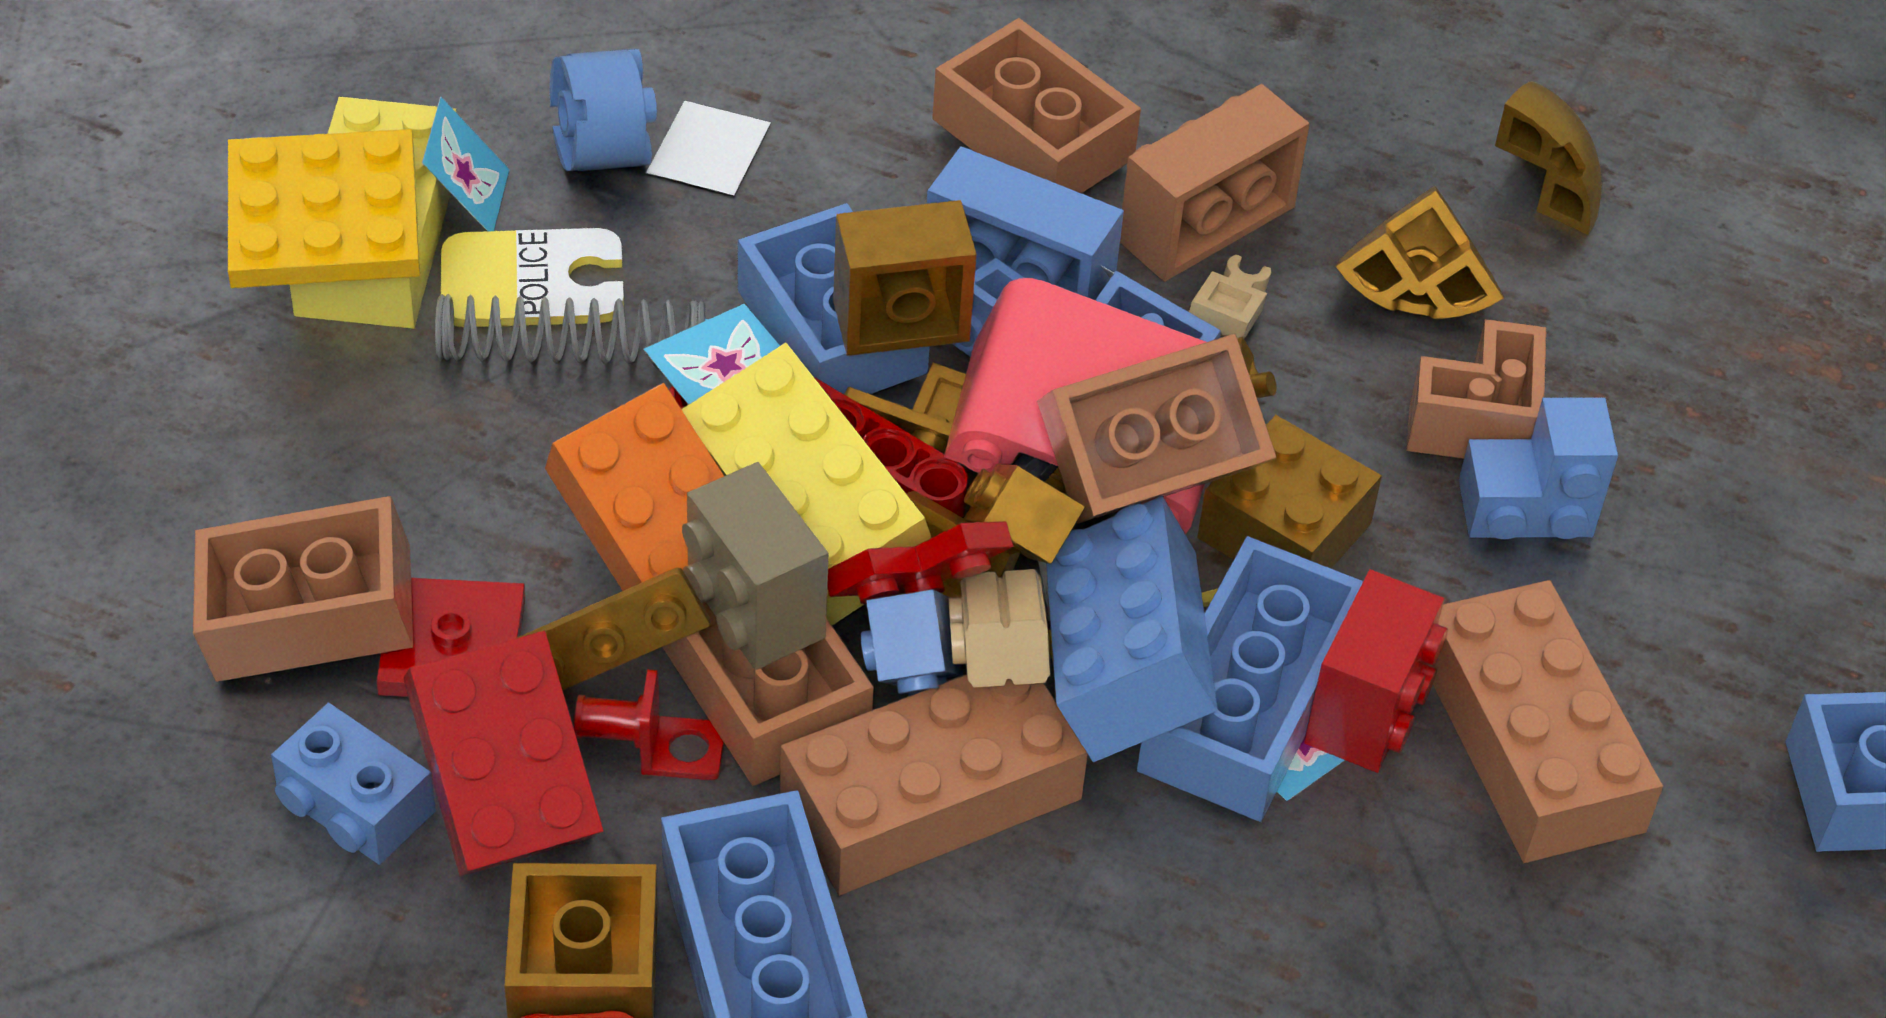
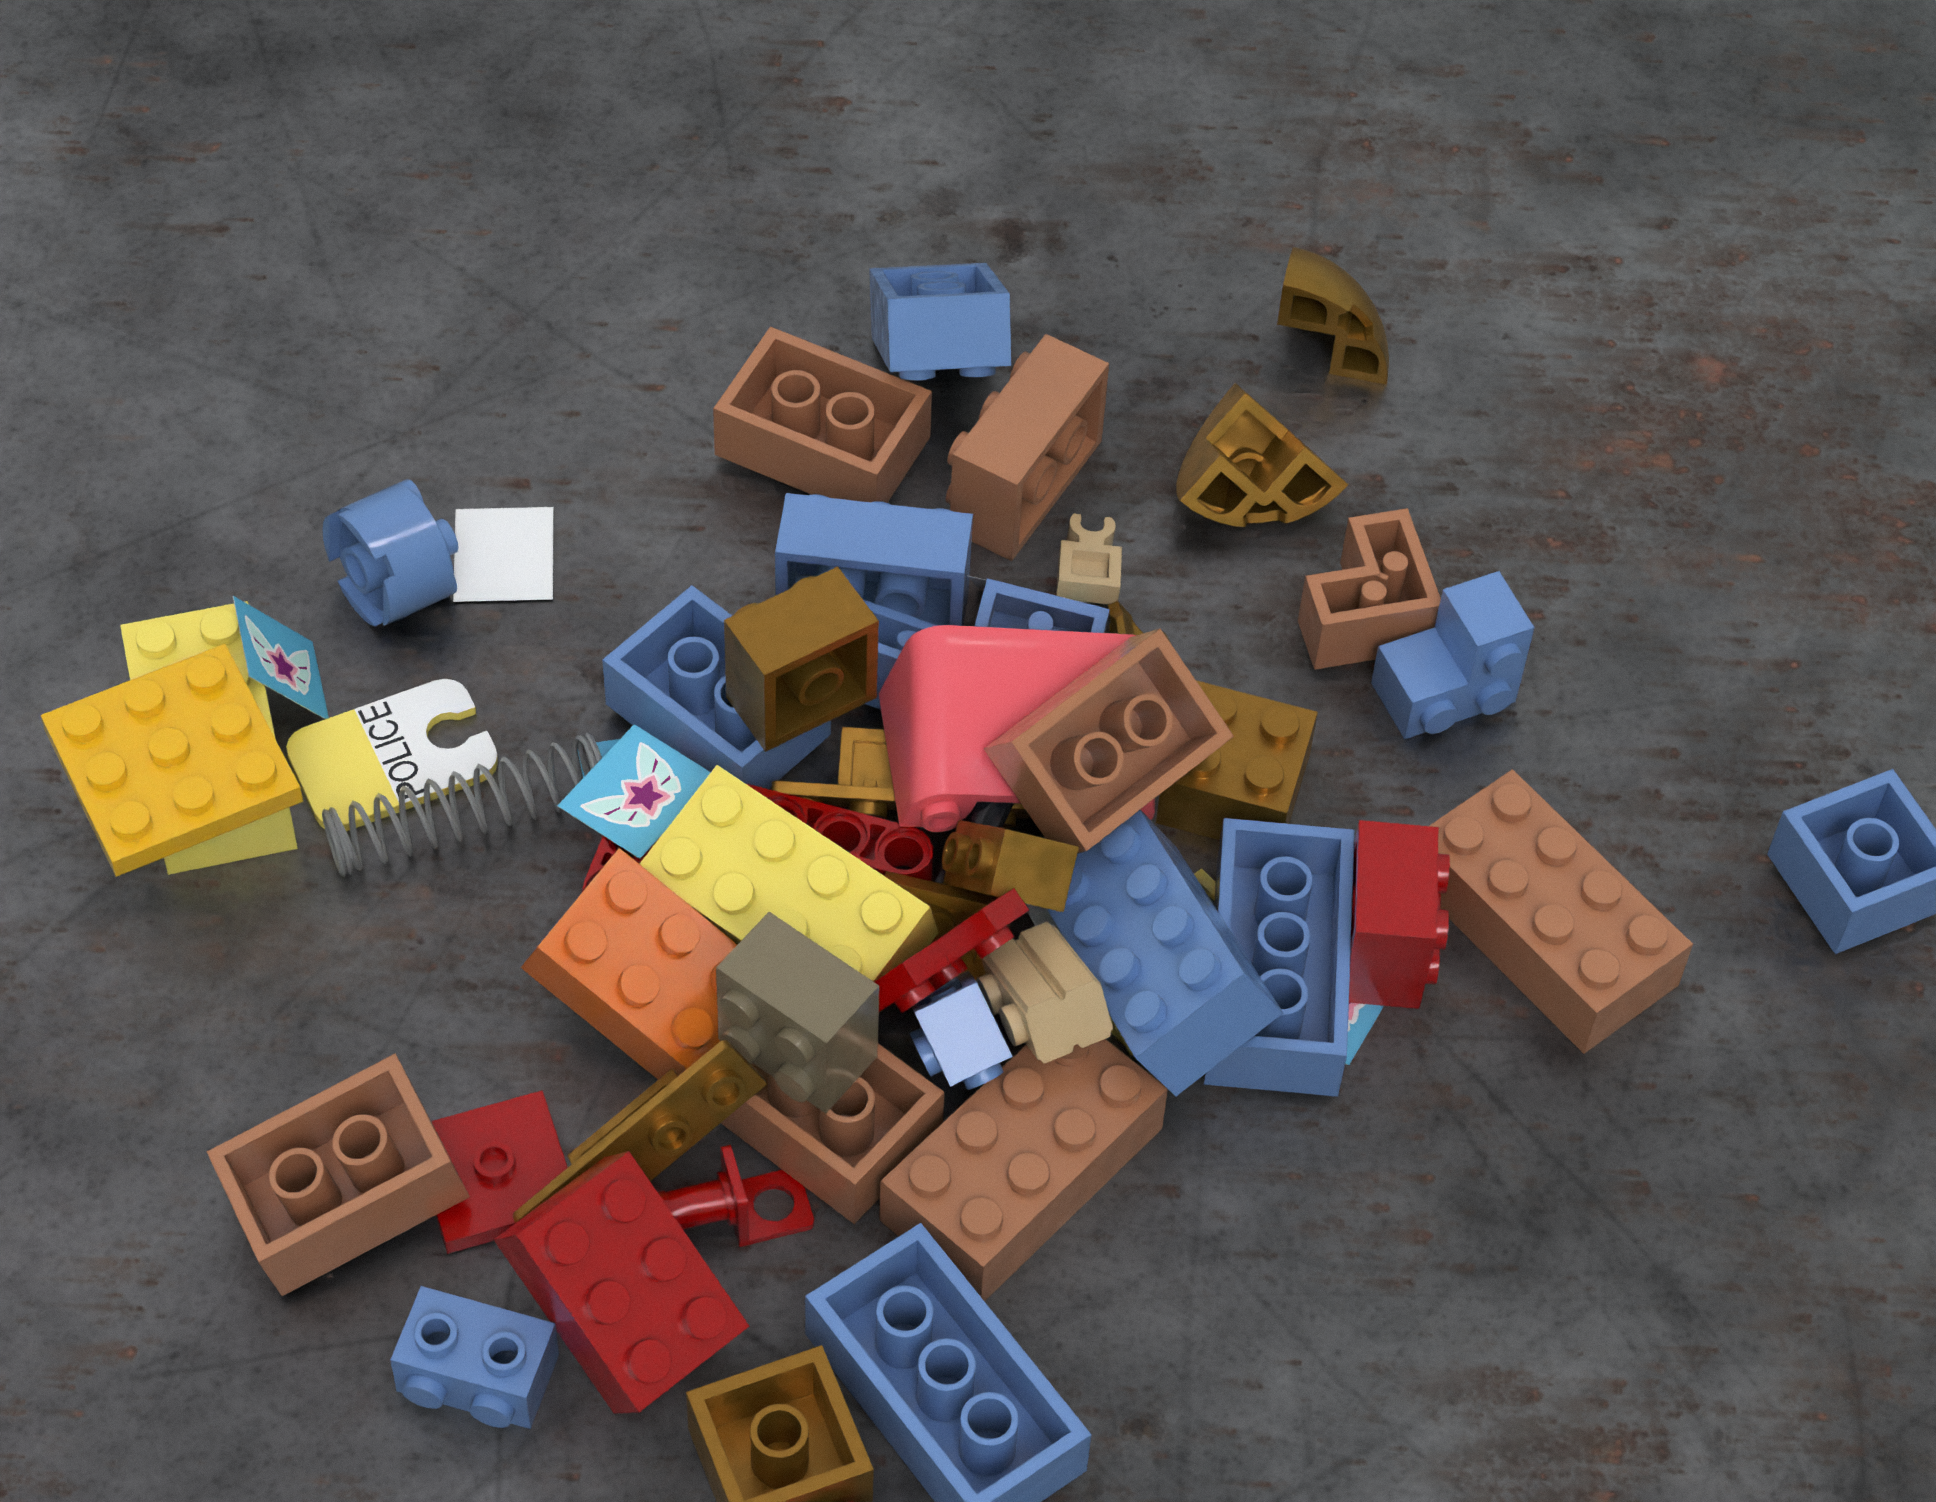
camera: 20 degrees left, 5 degrees up
(1173, 53) = (940, 319): none -> medium blue brick

